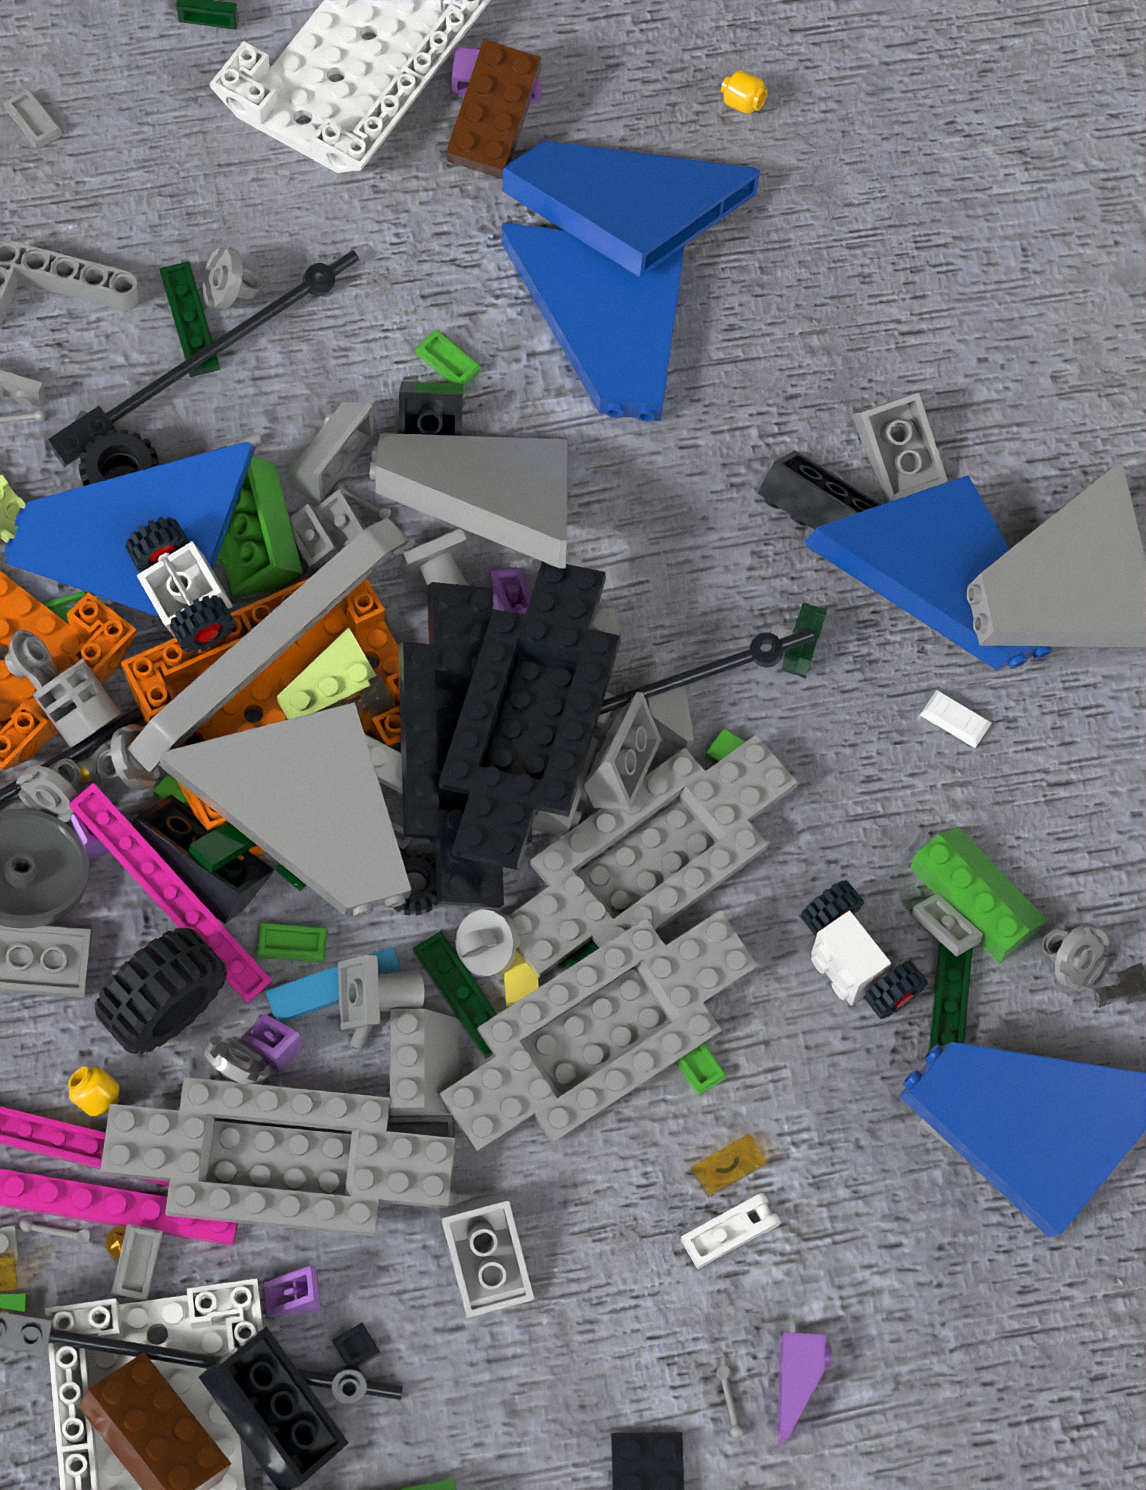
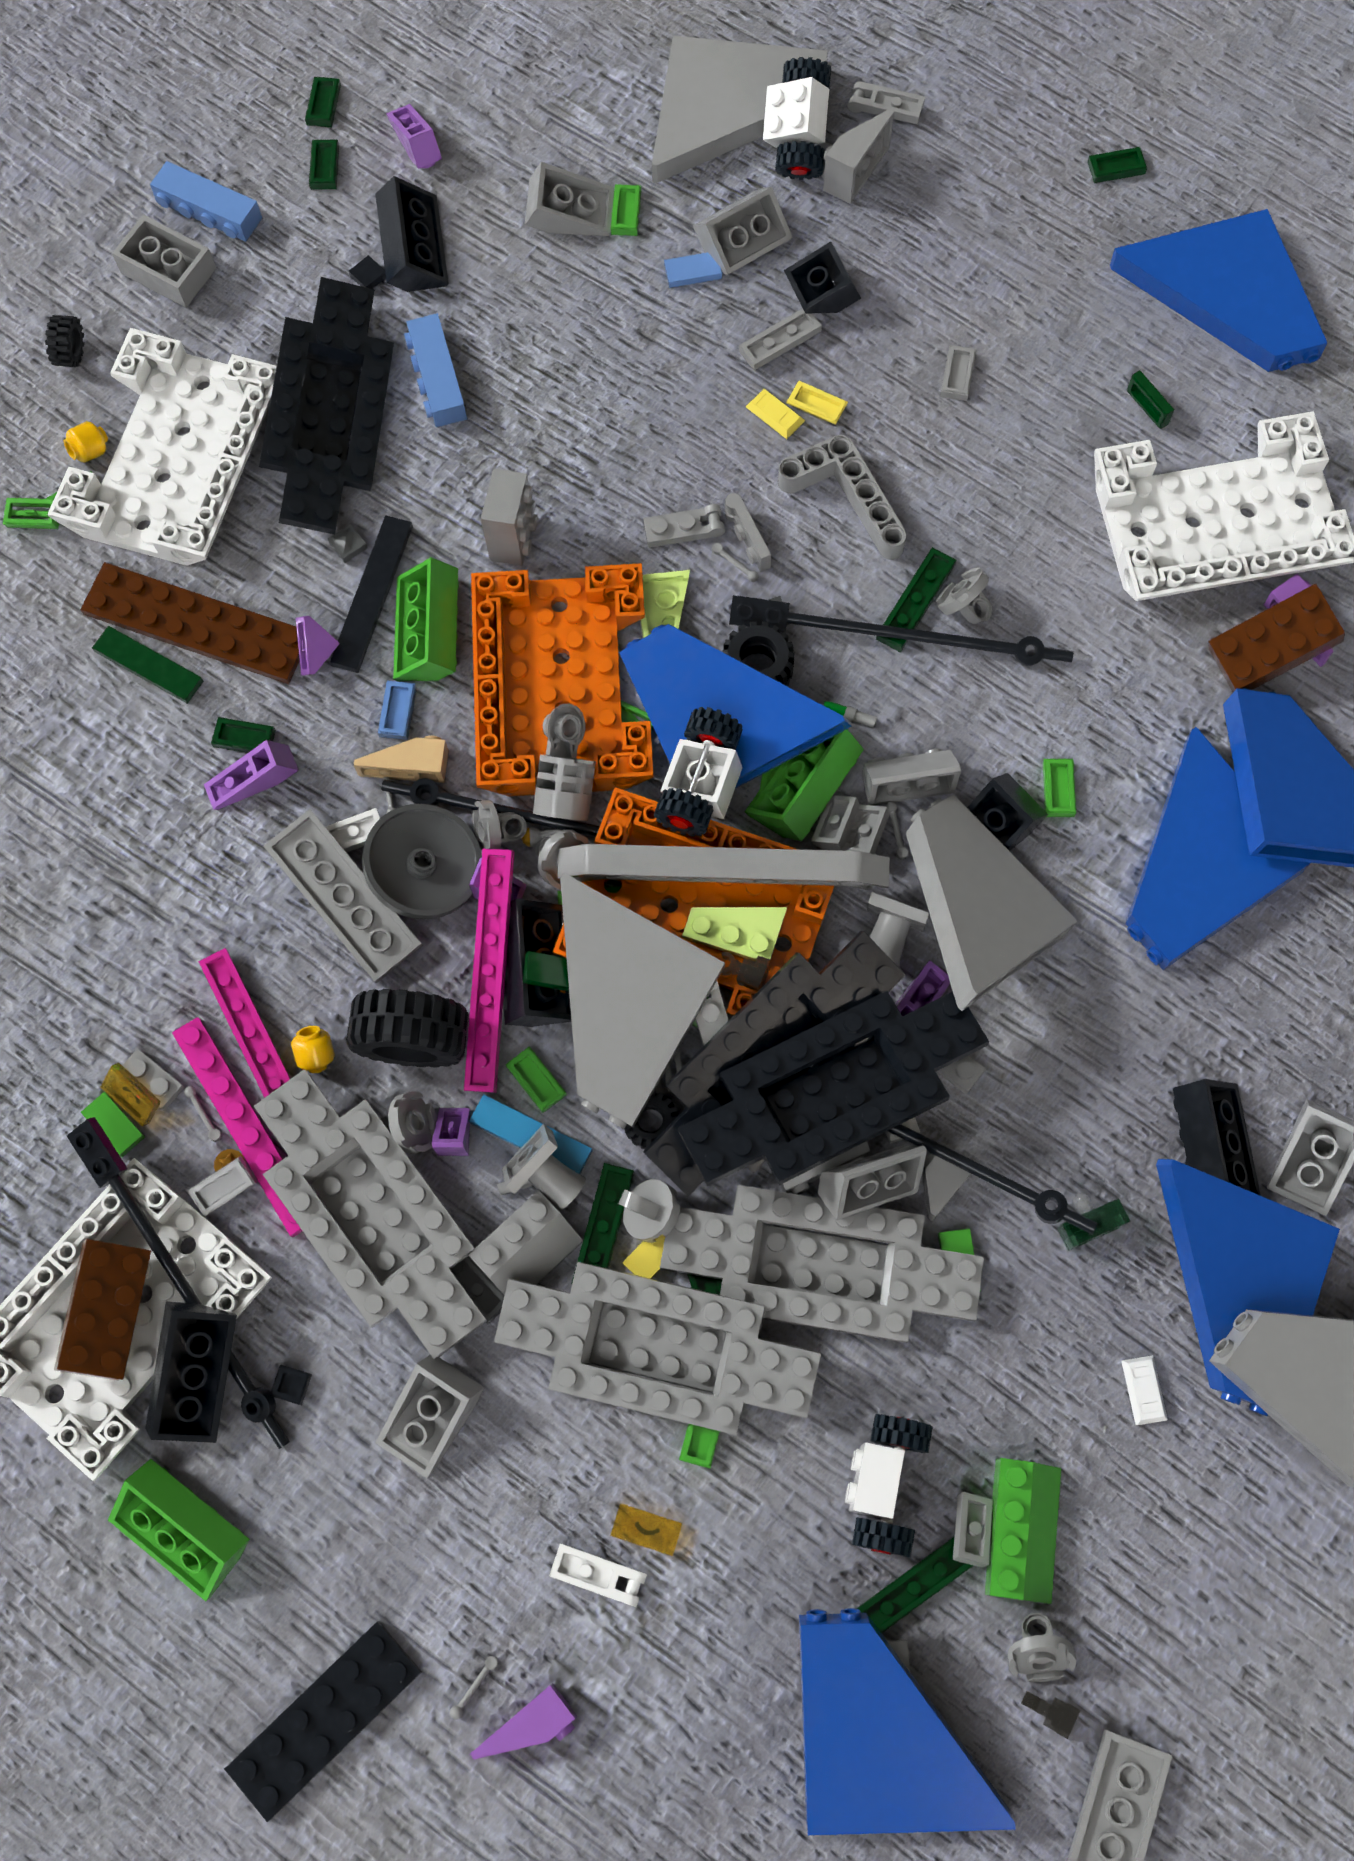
camera: 55 degrees right, 5 degrees up
(293, 1293) = (290, 1310): medium lavender slope -> none

